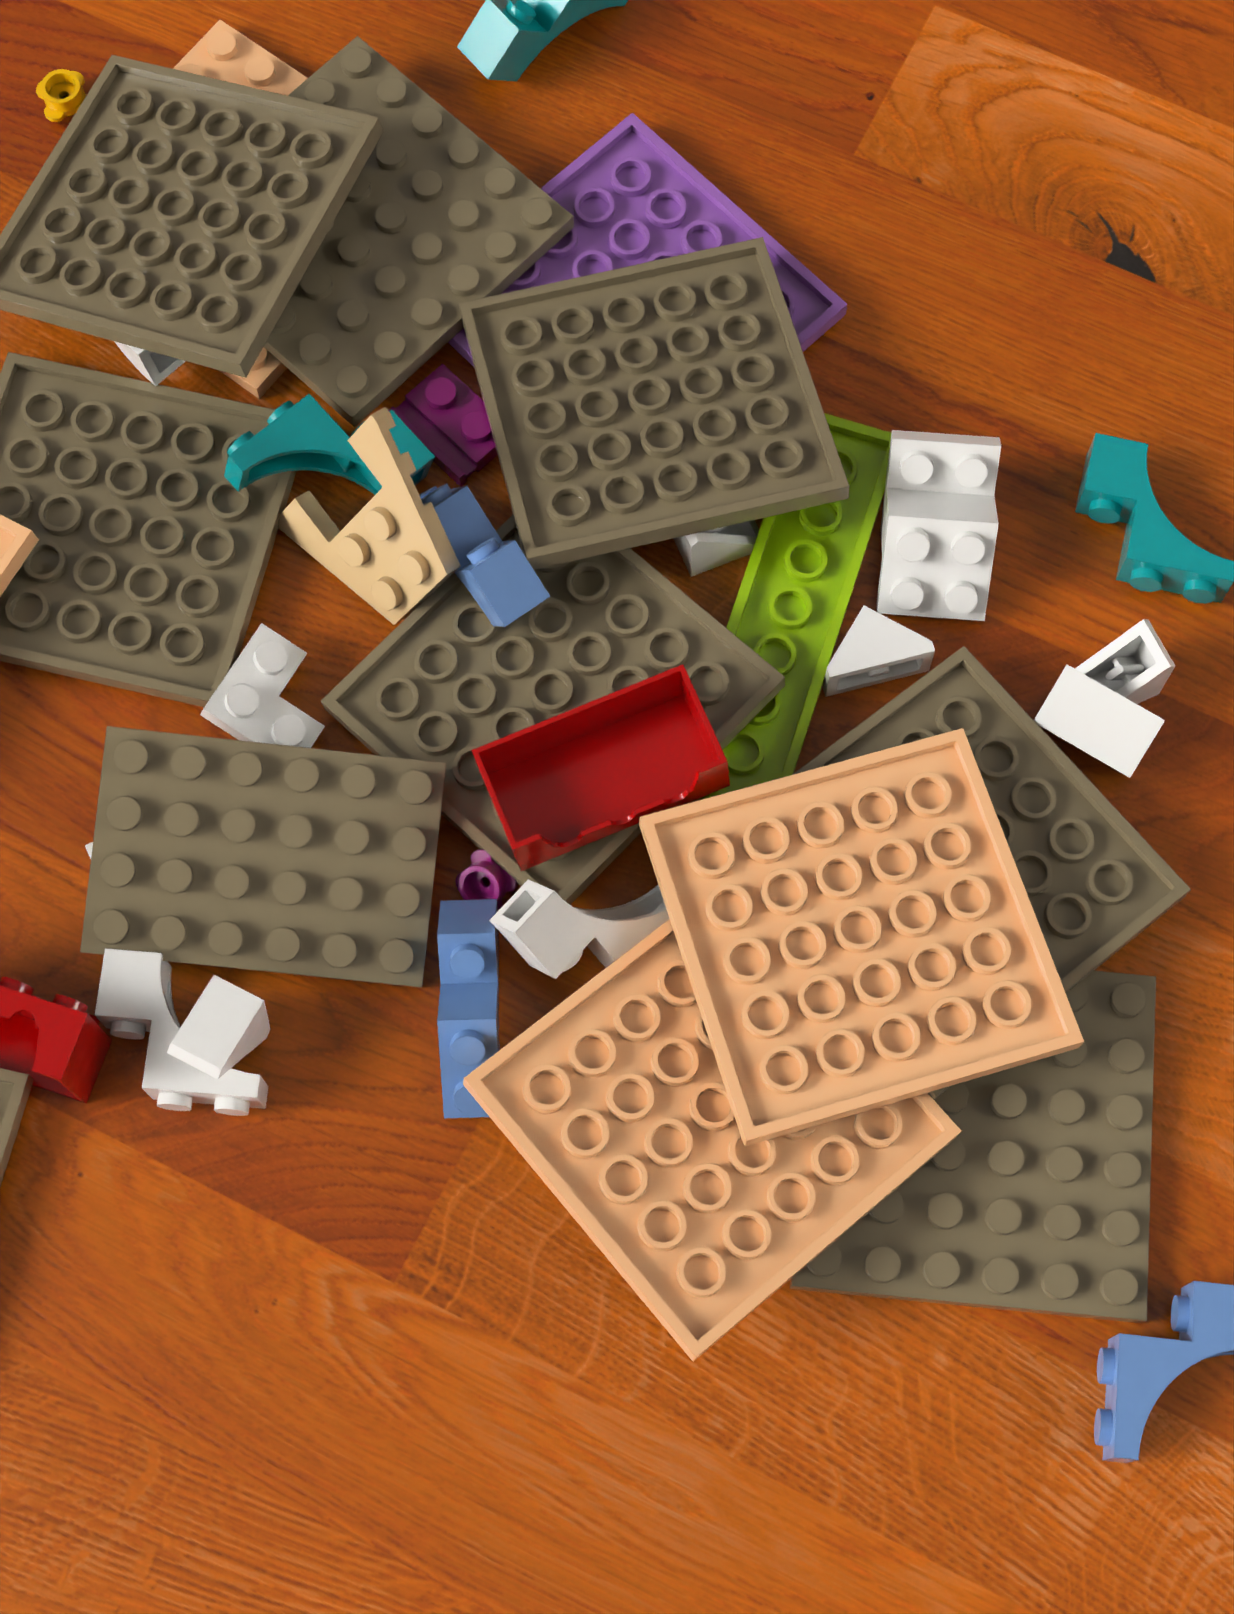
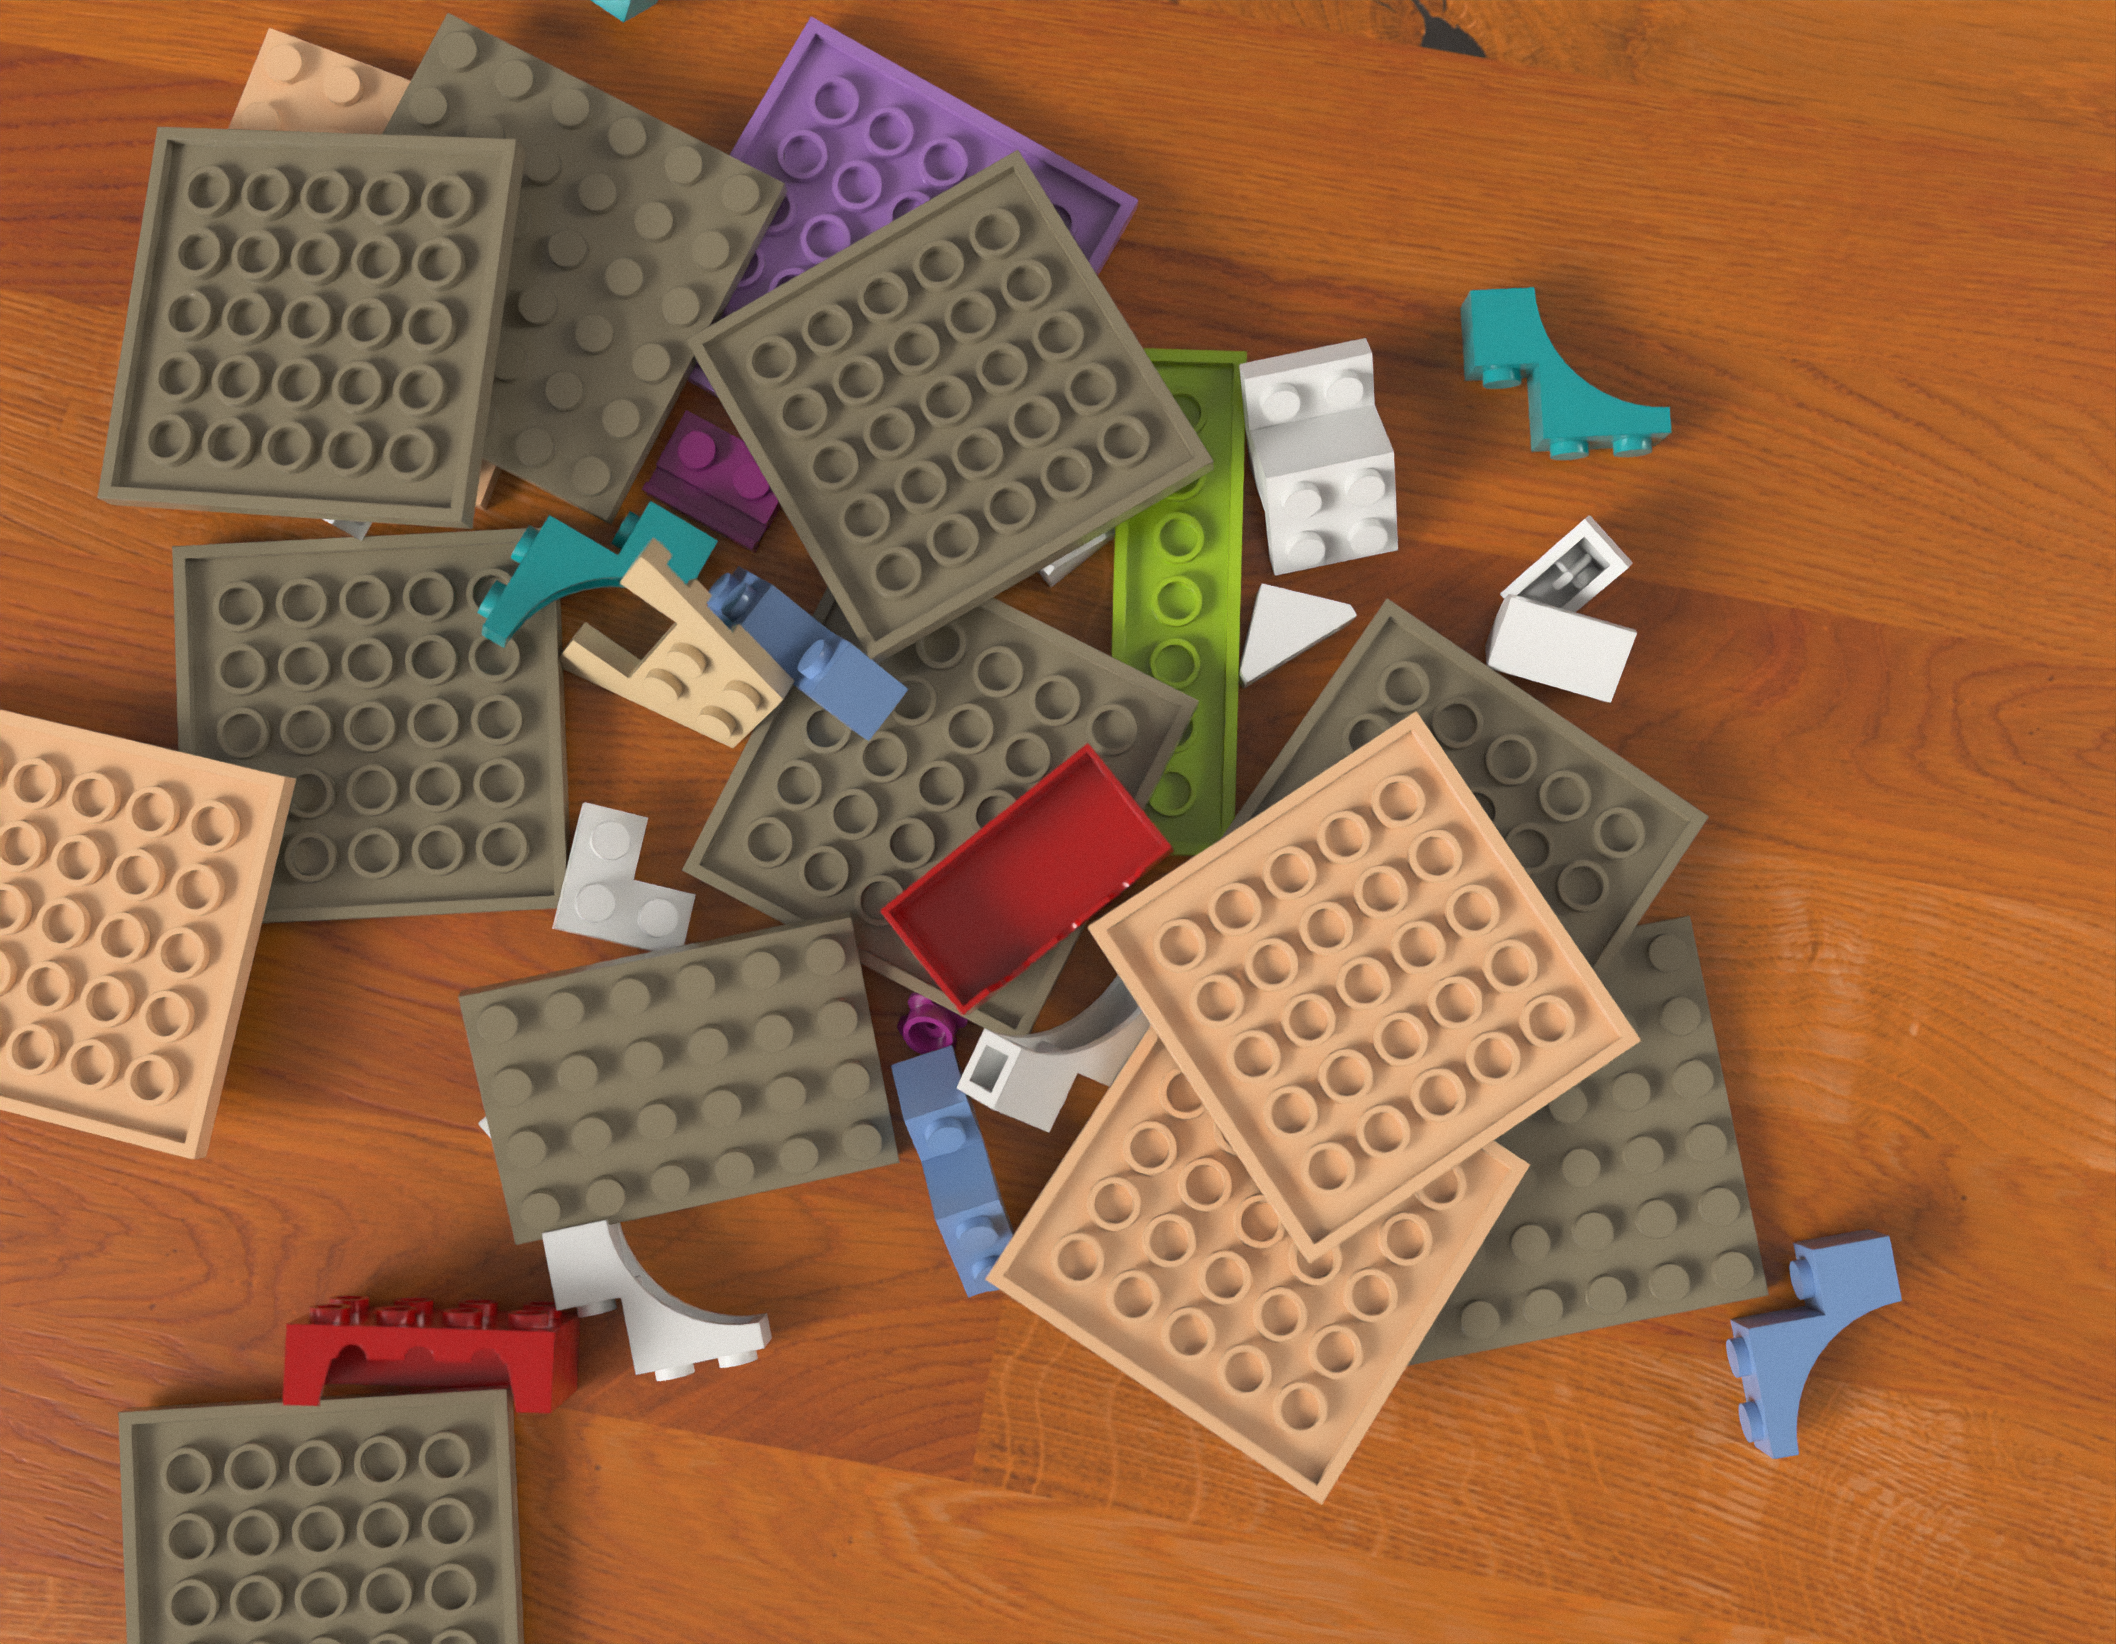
camera: 15 degrees left, 15 degrees up
(60, 84) = (97, 181): yellow plate -> none
(221, 1028) = (699, 1294): white slope -> none

